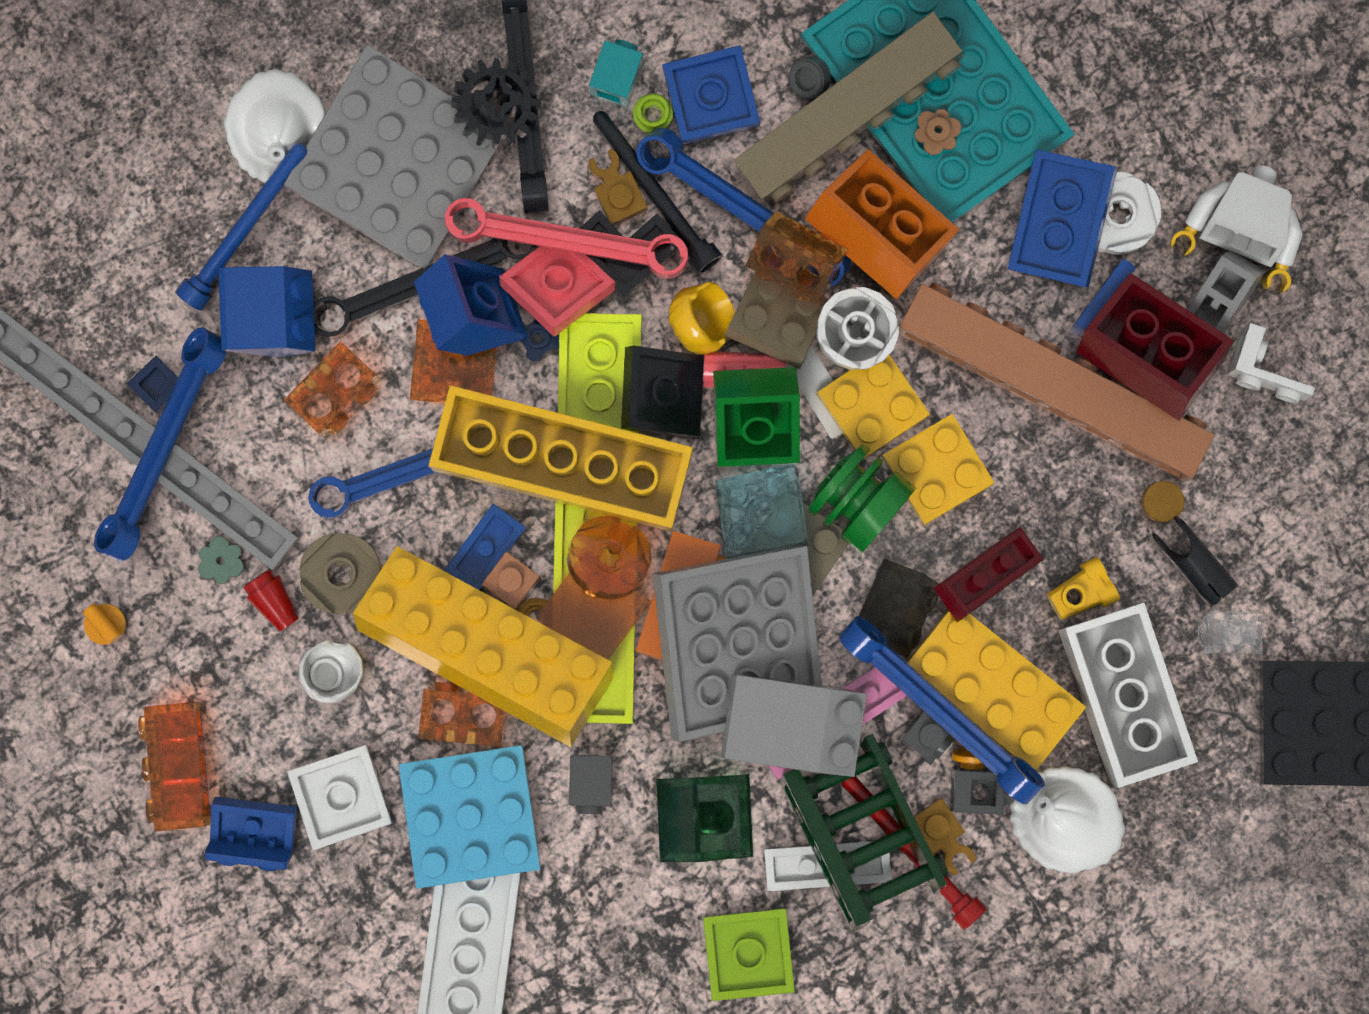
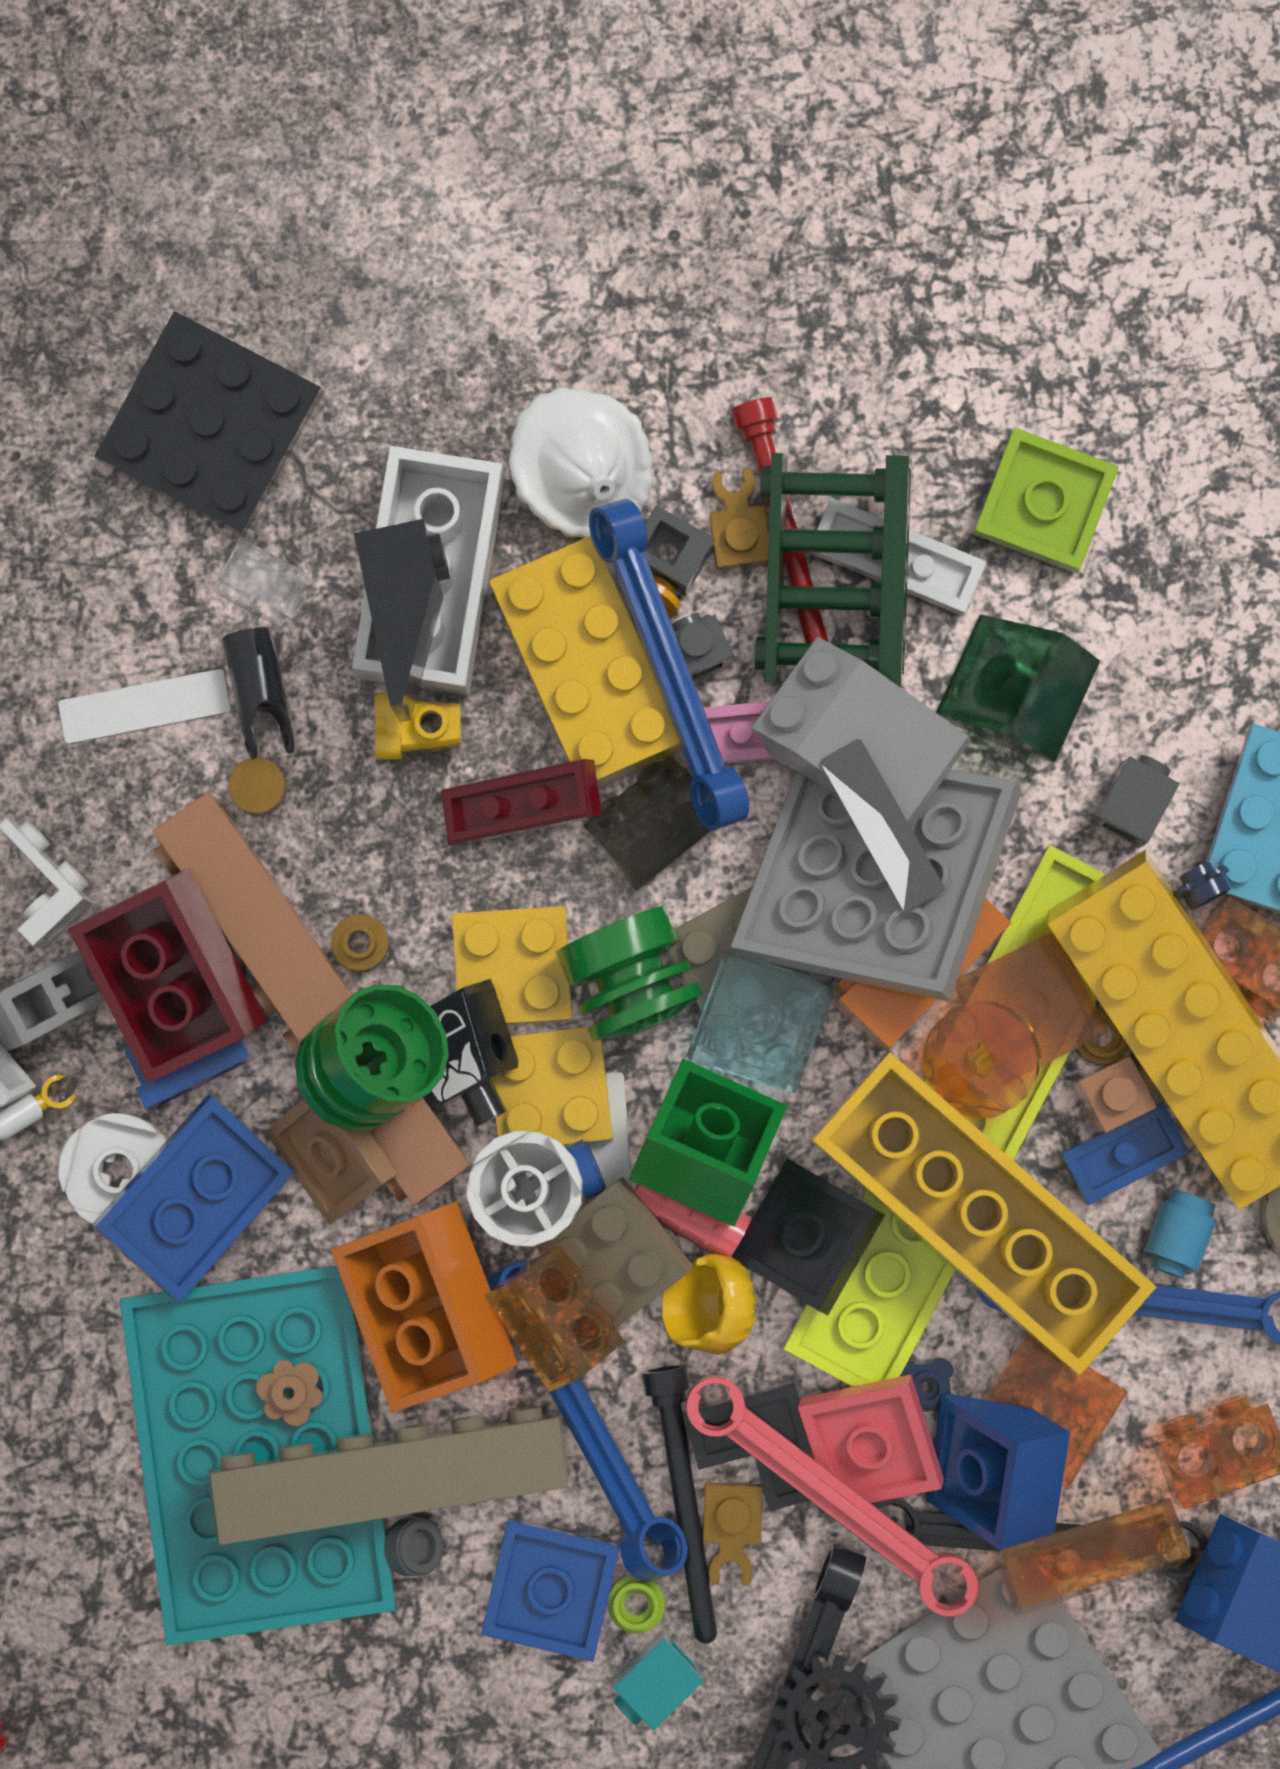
camera: 150 degrees left, 0 degrees up
(385, 280) = (1093, 1556): none -> clear orange brick
(424, 515) = (1181, 1233): none -> dark azure brick
(522, 741) = (1203, 885): none -> dark blue plate
(751, 668) = (882, 825): none -> dark grey sticker
(823, 365) = (592, 1178): none -> blue tile
(945, 394) = (477, 1050): none -> torso
(991, 291) = (330, 1163): none -> medium nougat plate
(993, 375) = (371, 1058): none -> green wheel
(1040, 447) = (378, 942): none -> pearl gold plate
(1133, 654) = (404, 598): none -> black slope
(1263, 517) = (144, 706): none -> white sticker

